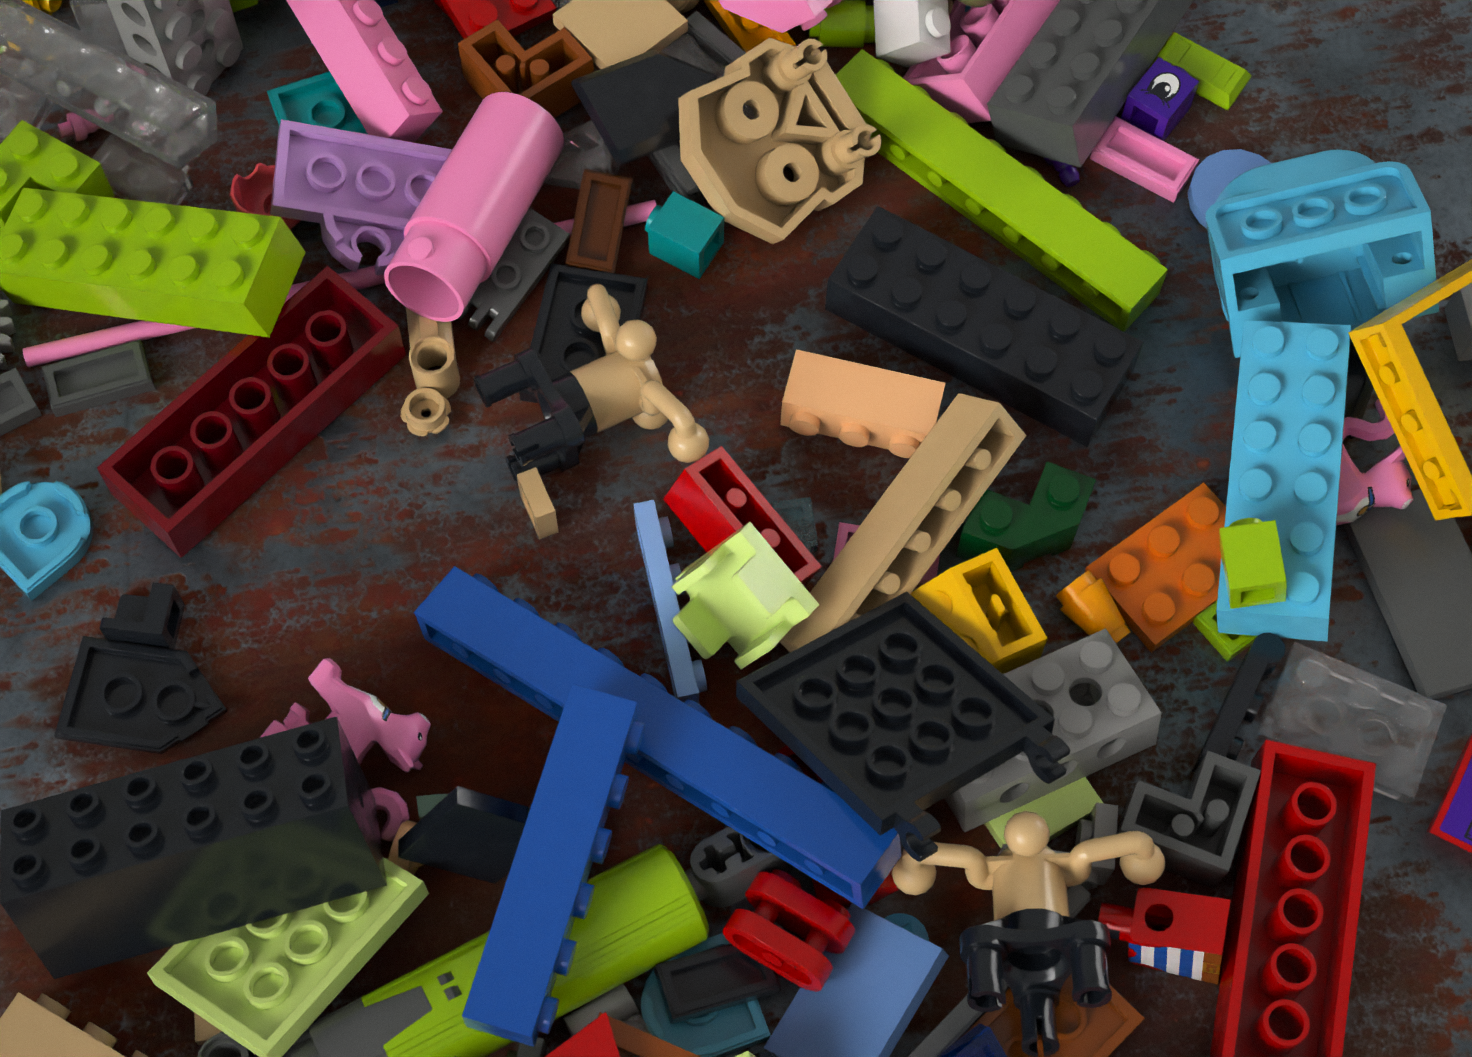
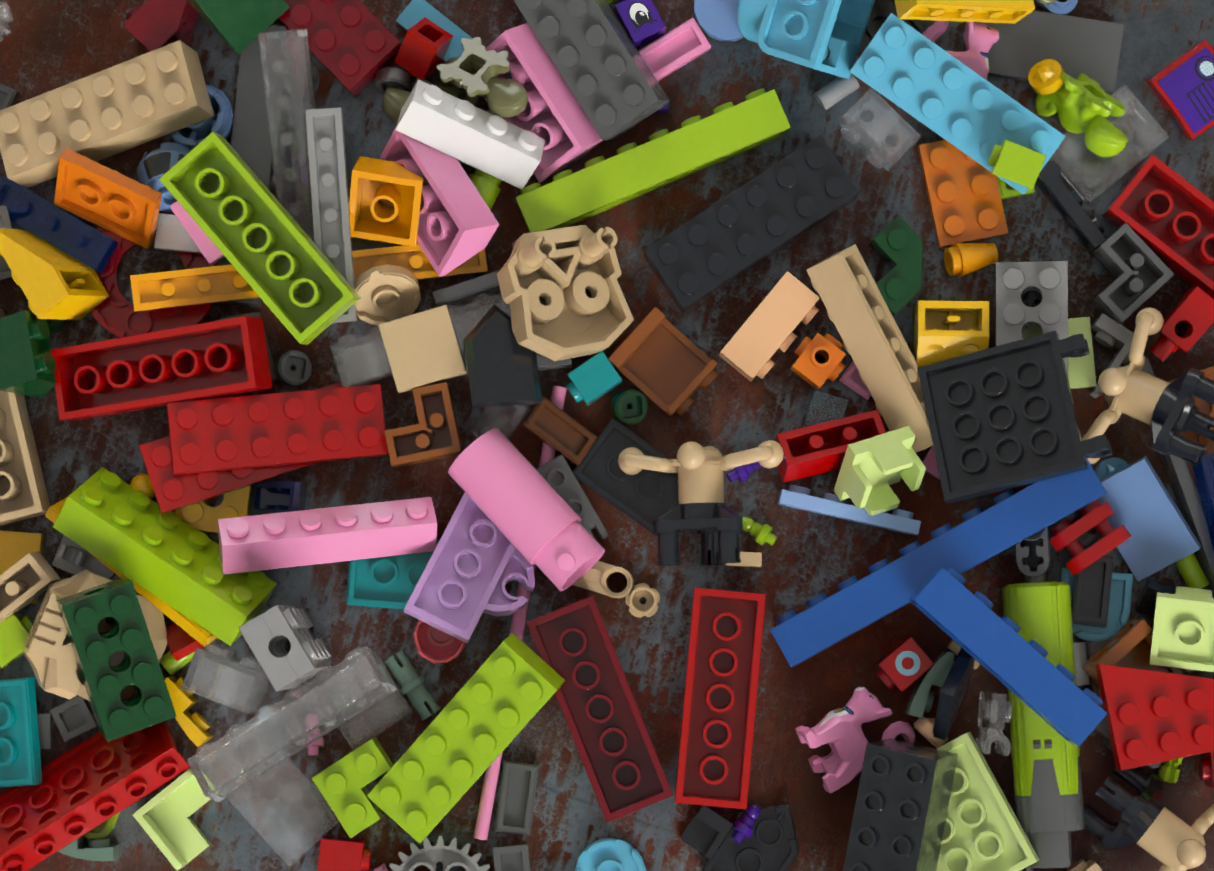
camera: 60 degrees left, 20 degrees up
(166, 656) = (743, 827): none -> dark purple piece
(207, 185) = (412, 685): none -> sand green pin
(330, 547) = (719, 698): none -> red brick
(456, 915) = (992, 716): none -> clear plate
(487, 765) = (903, 665): none -> red brick
(585, 517) = (761, 532): none -> lime piece
(657, 457) = (741, 472): none -> dark purple piece
(672, 291) = (629, 406): none -> dark green tile
(749, 303) = (663, 364): none -> dark orange panel
(849, 476) = (812, 371): none -> orange brick
(1192, 424) = (878, 130): none -> clear brick
(1210, 357) = (836, 91): none -> light grey piece
(1376, 655) = (1082, 110): none -> lime animal
(1391, 590) = (1046, 77): none -> yellow tile

